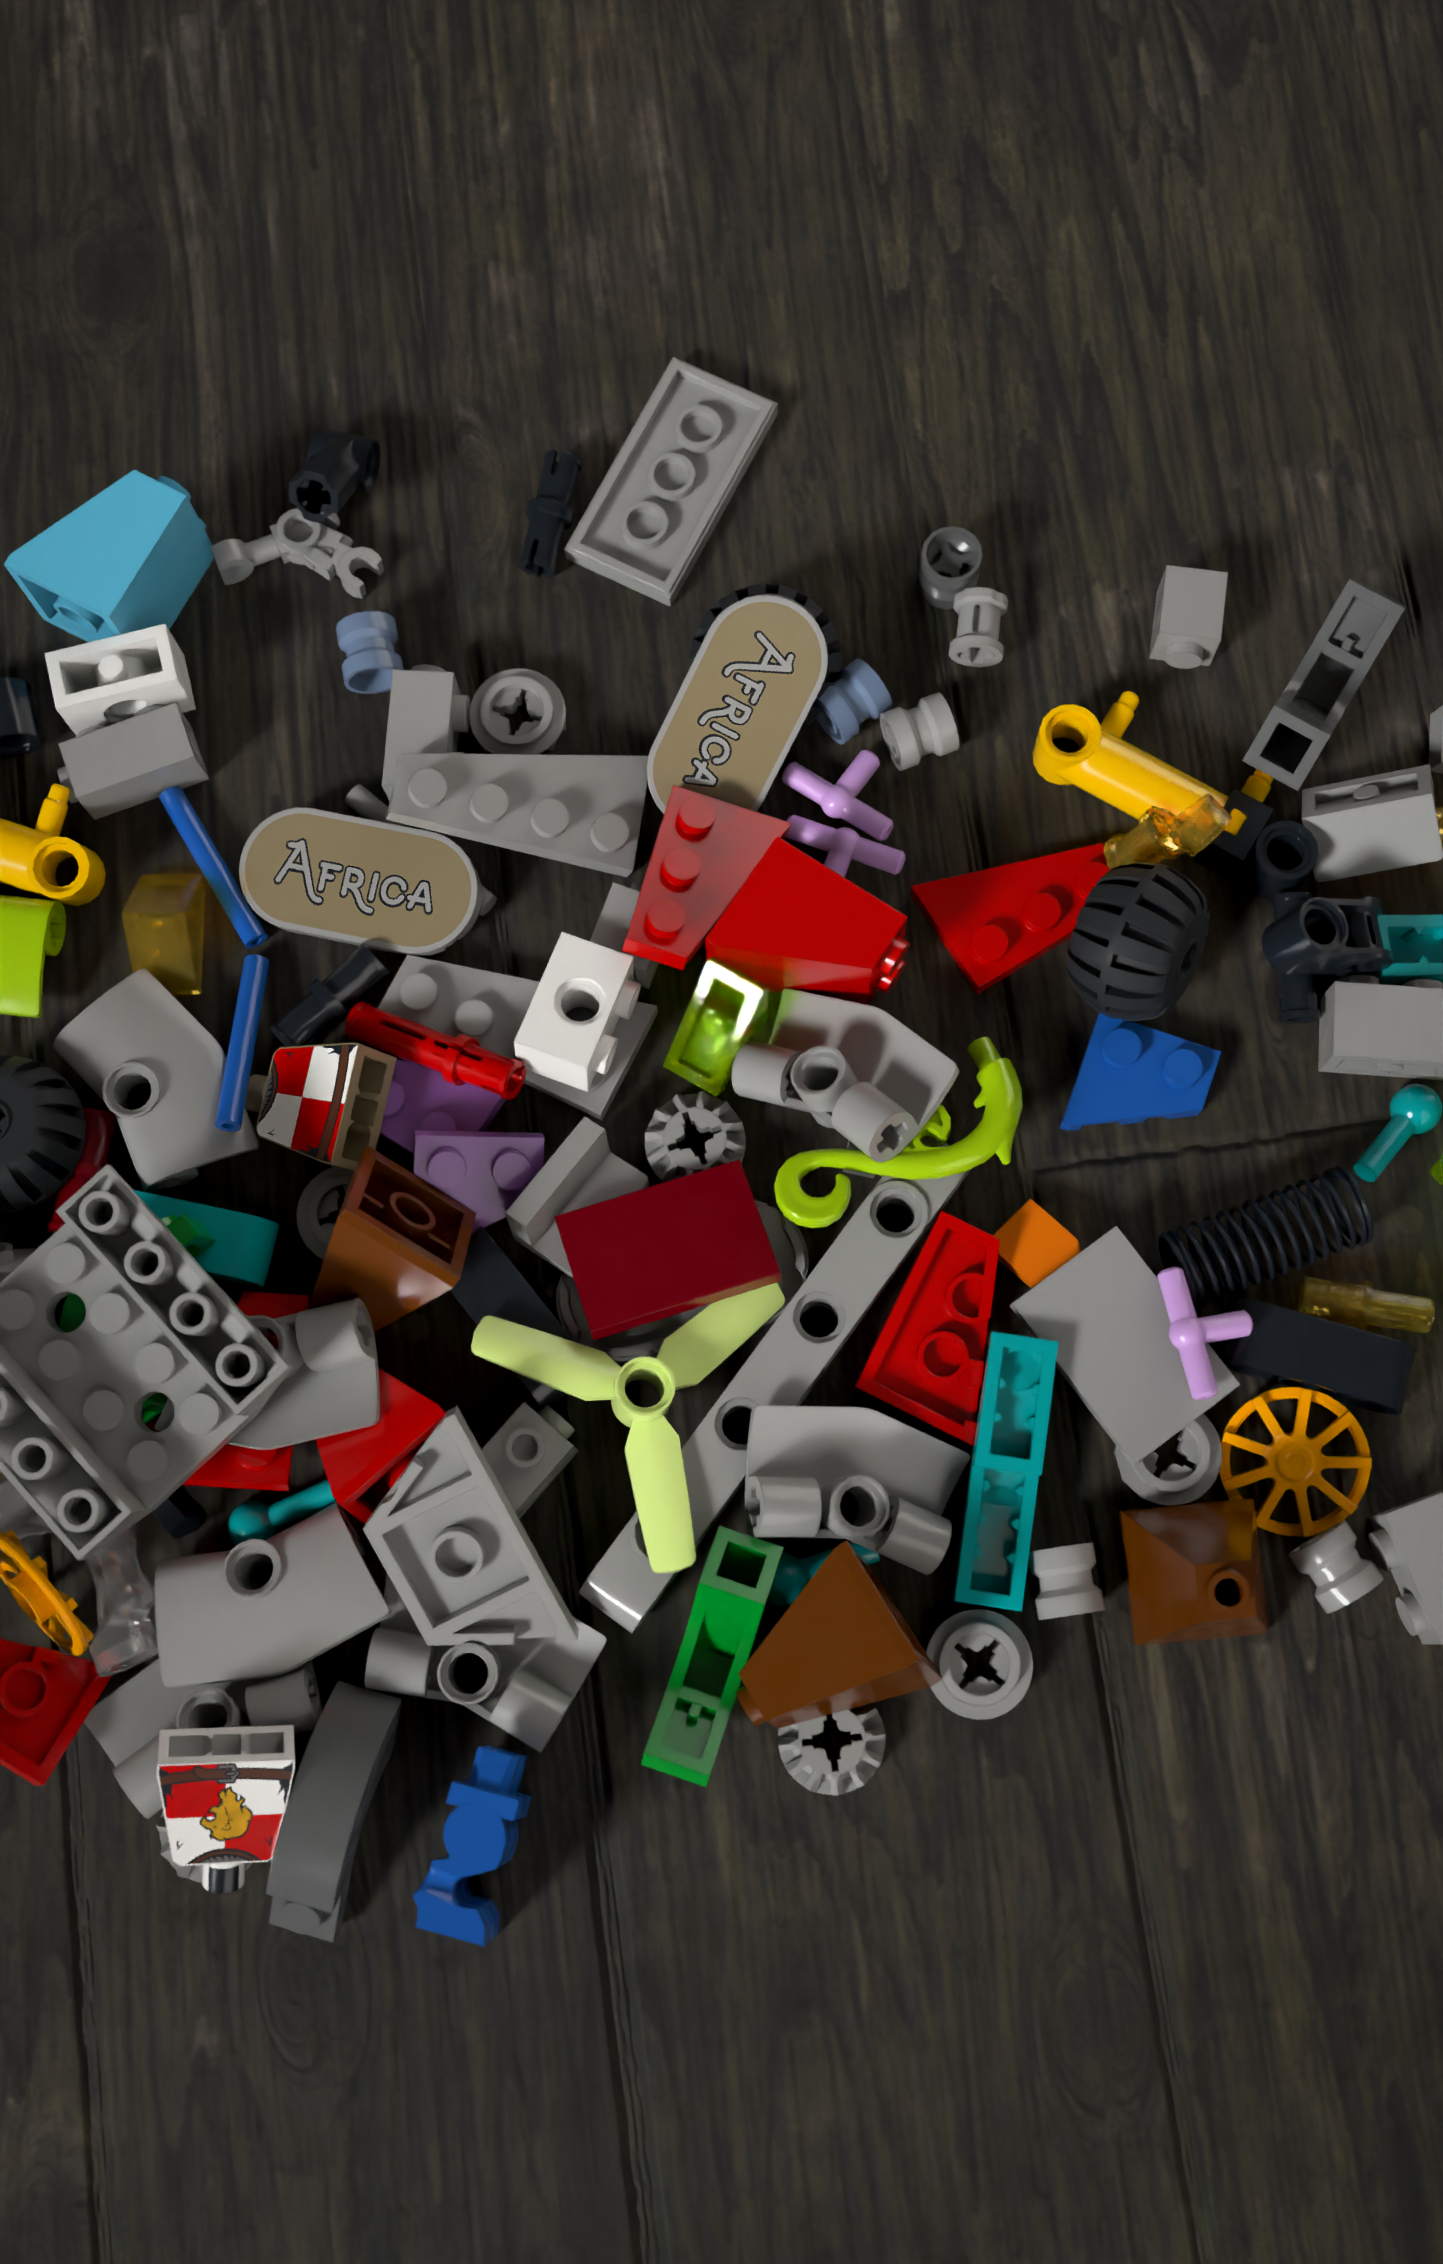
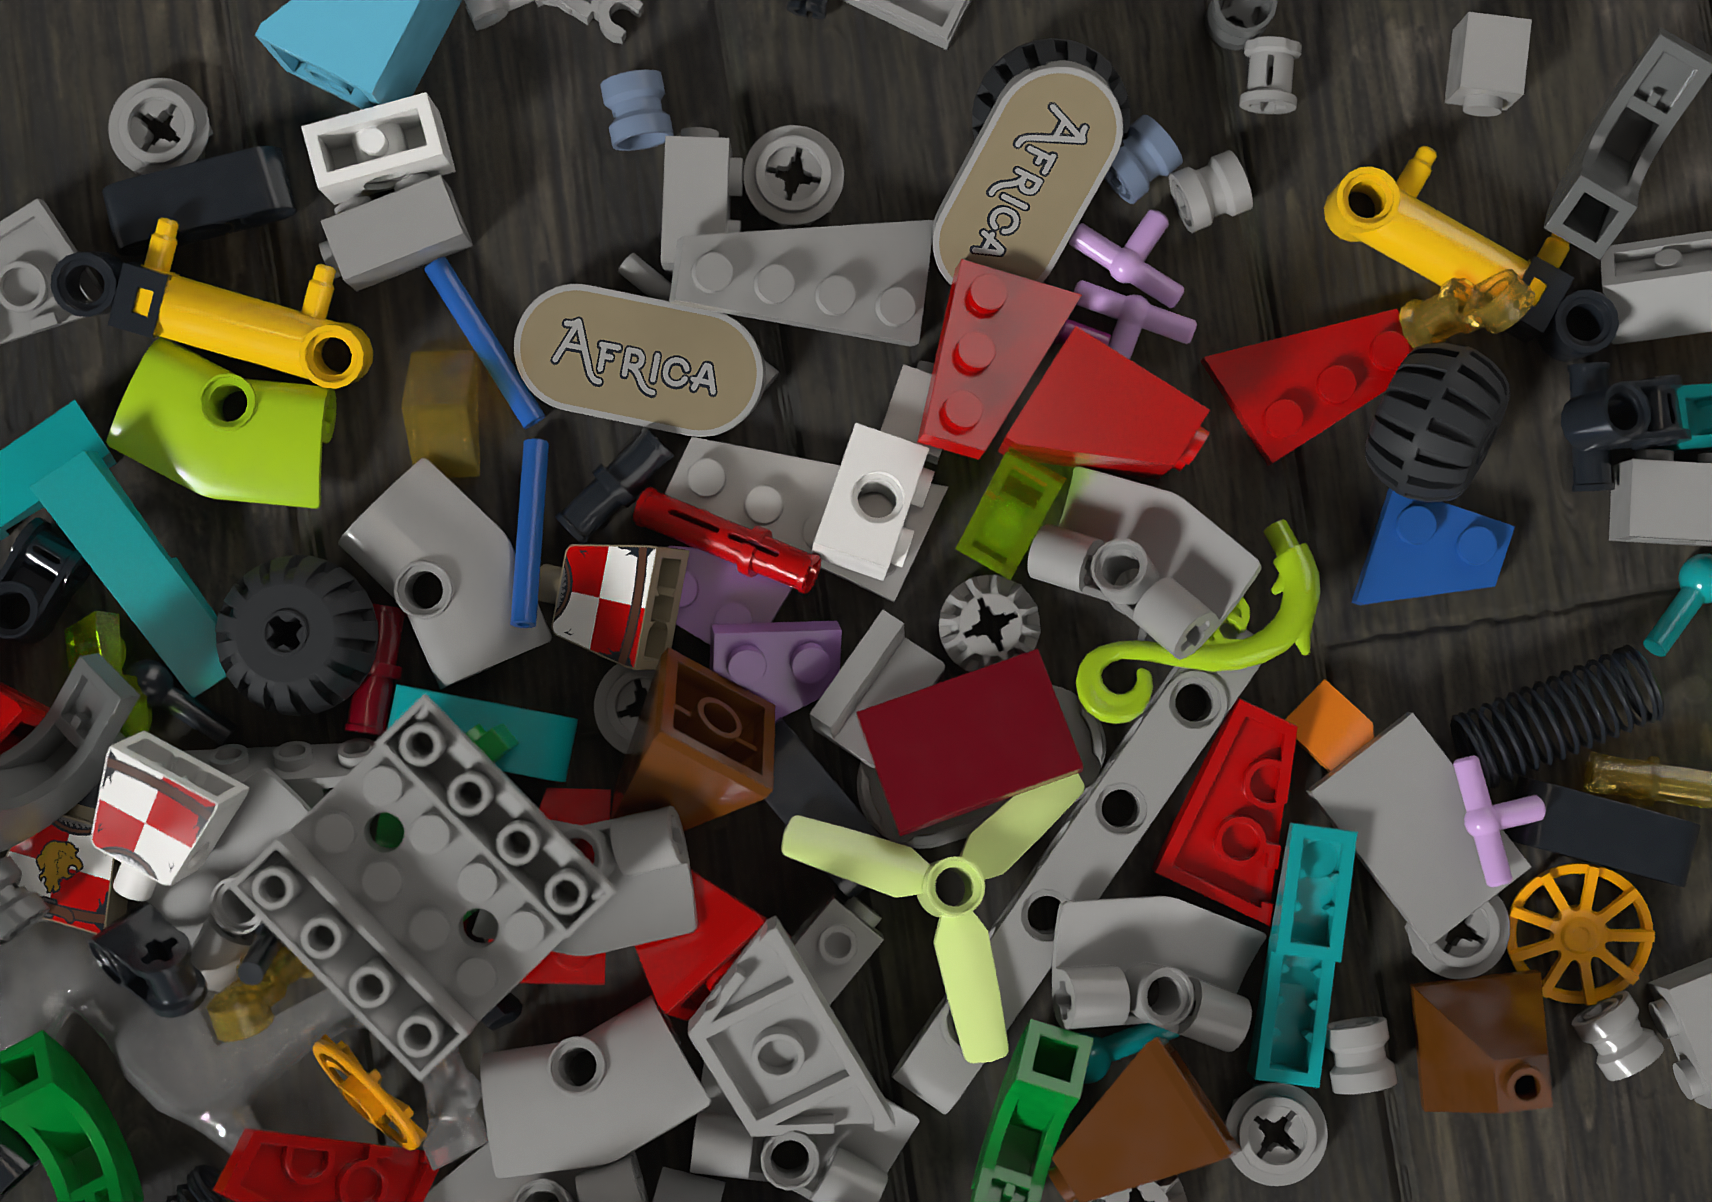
camera: 10 degrees left, 10 degrees up
(263, 1520) = (572, 1012): teal bar -> none

